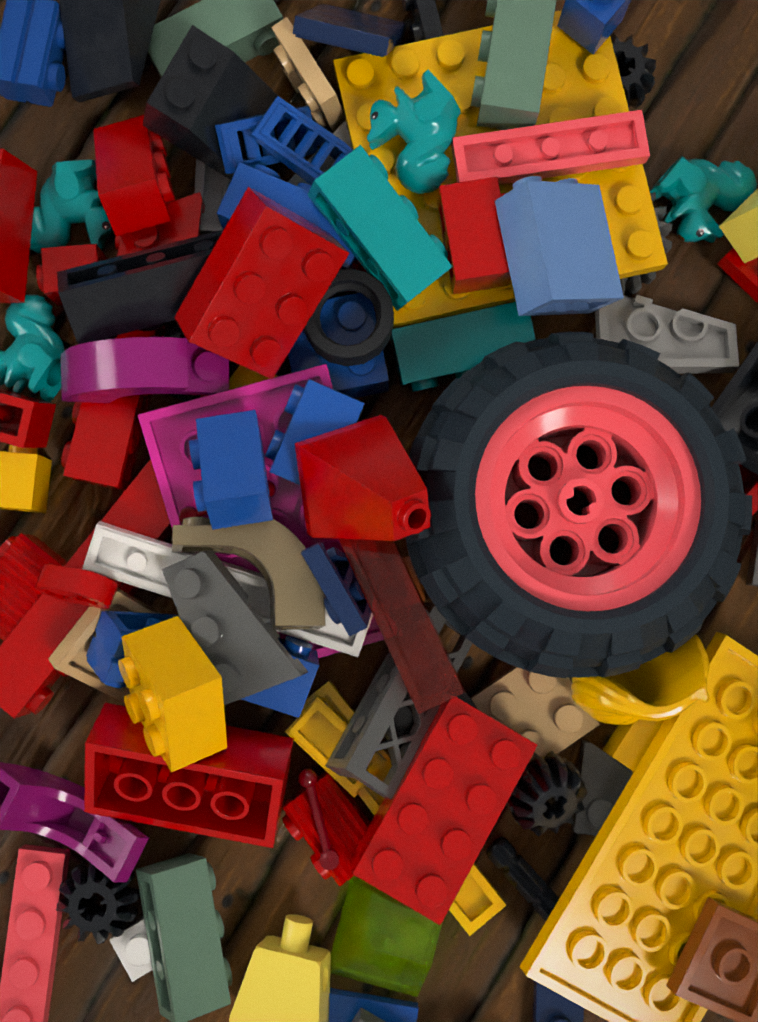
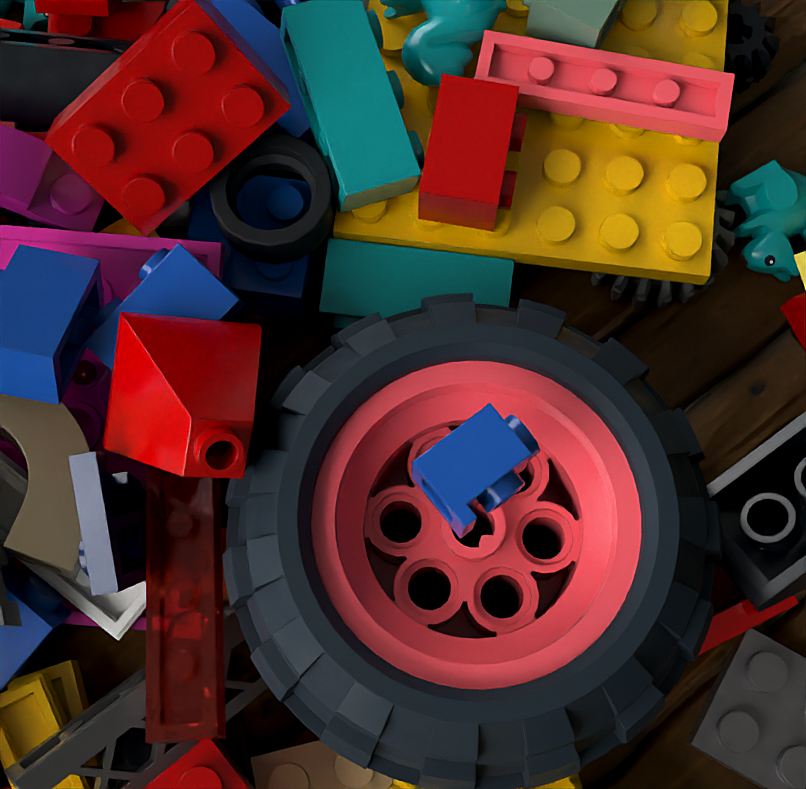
camera: 20 degrees right, 10 degrees down
(558, 247) = (565, 197): medium blue brick -> none
(585, 468) = (475, 467): none -> blue brick
(683, 337) = (705, 382): light grey wing -> none

